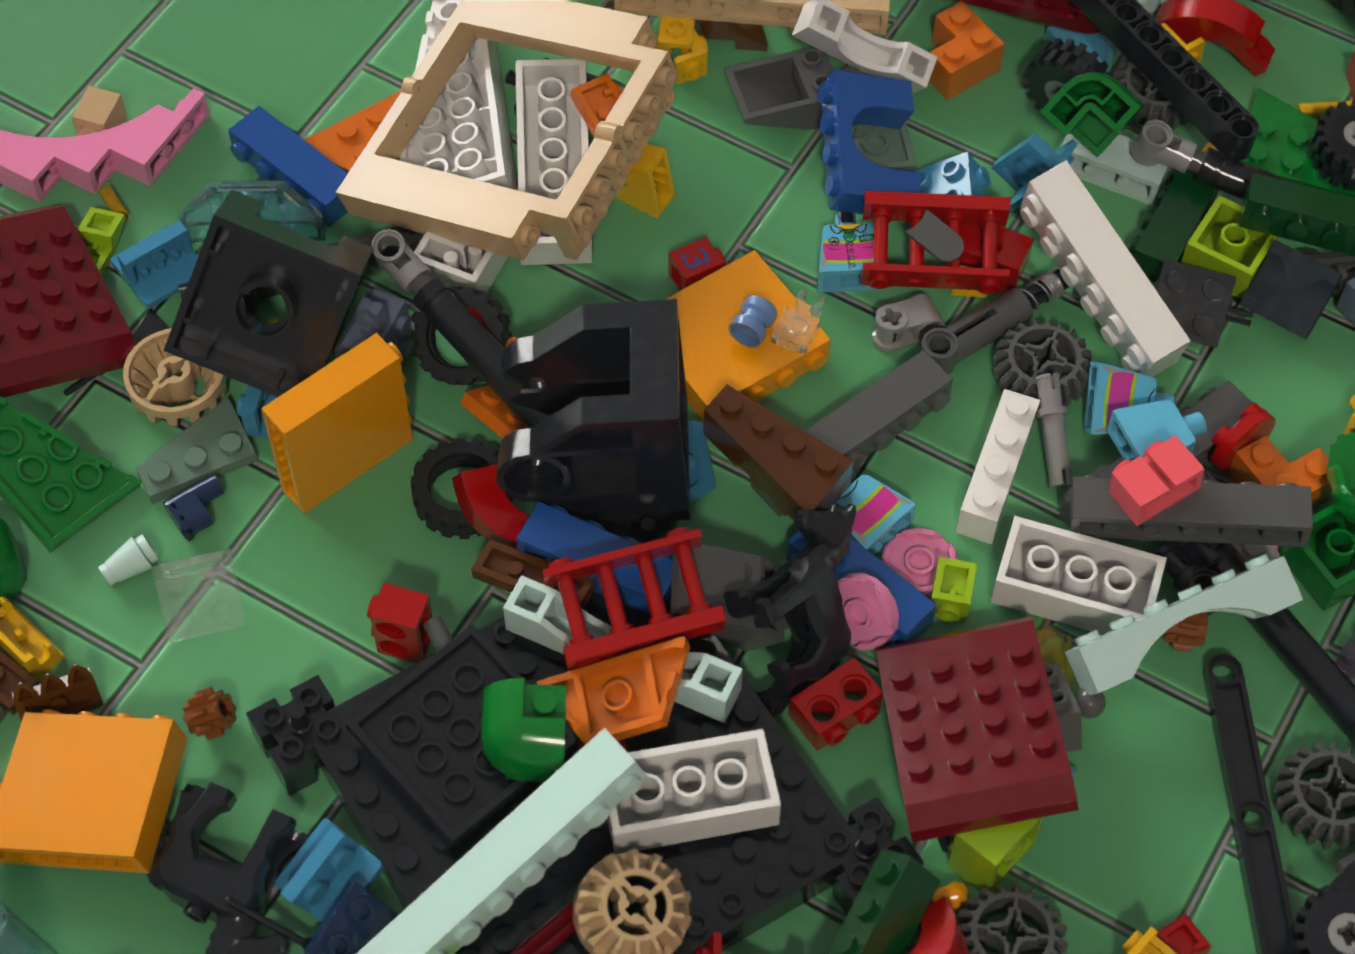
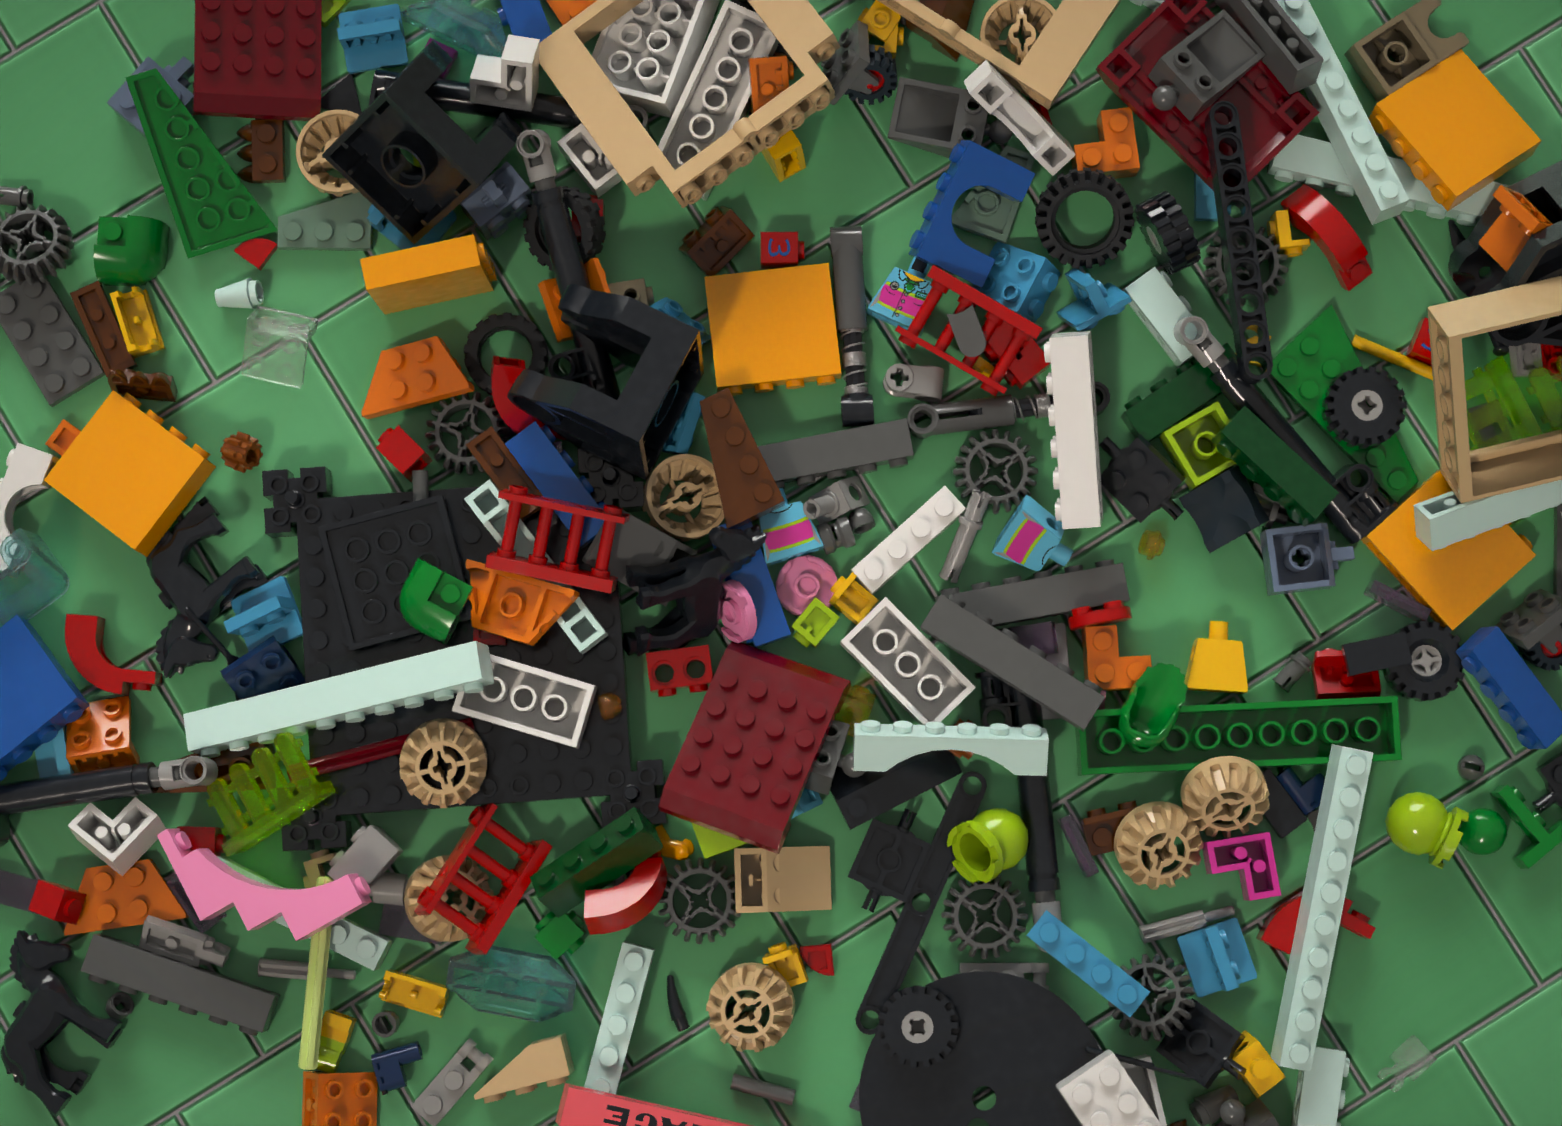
camera: 30 degrees right, 25 degrees up
(88, 416) = (265, 152): none -> reddish brown plate
(127, 513) = (256, 251): none -> red tile
(188, 507) = (300, 271): dark blue piece -> none
(335, 211) = (510, 79): none -> white brick
(372, 548) = (414, 377): none -> orange wing
(445, 583) = (452, 428): none -> dark grey gear
(626, 278) = (716, 240): none -> reddish brown bracket
(697, 77) = (860, 68): none -> dark grey plate
(743, 514) = (700, 481): none -> tan gear
(751, 324) = (788, 332): medium blue wheel -> none
(765, 236) = (851, 322): none -> piece
(786, 761) = (609, 705): none -> clear orange hinge
(799, 326) = (820, 352): clear plate -> none
(898, 463) = (835, 500): none -> light grey bracket
(924, 492) = (842, 532): none -> dark grey wheel
(937, 473) = (861, 521): none -> dark grey hinge
(977, 545) = (852, 599): none -> yellow bracket
(1011, 85) = (1088, 254): none -> black tyre
(1084, 867) = (783, 881): none -> tan slope
(1093, 110) = (1159, 280): green brick -> none
(1136, 715) = (878, 792): none -> black wedge
(1142, 425) = (1029, 588): medium azure torso -> none
(1156, 481) = (991, 635): coral piece -> none
(1189, 791) = (889, 860): none -> black plate
(1241, 360) = (1151, 544): none -> clear yellow plate
(1286, 710) = (988, 844): none -> lime tile

